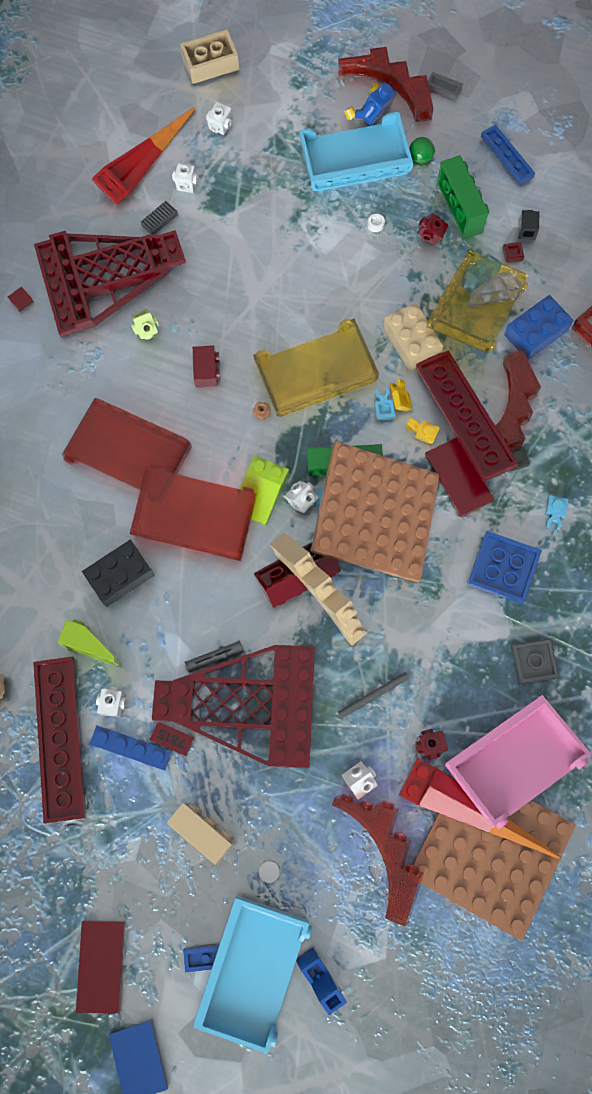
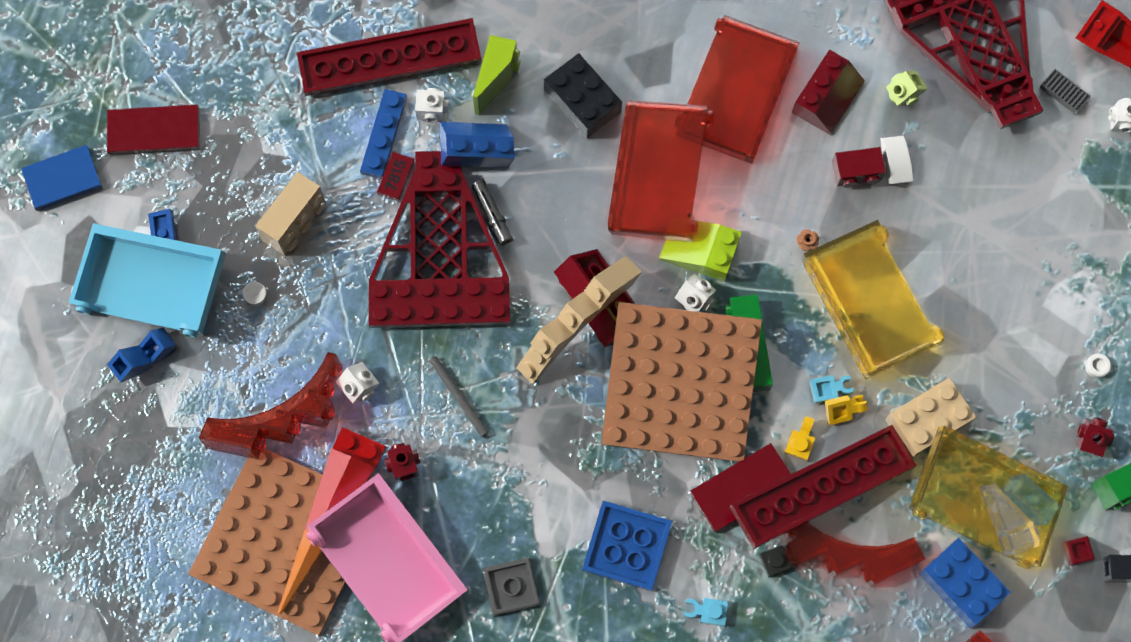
camera: 80 degrees right, 0 degrees up
(139, 383) = (828, 92): none -> dark red slope
(152, 665) = (476, 145): none -> blue slope
(202, 337) = (897, 159): none -> white slope

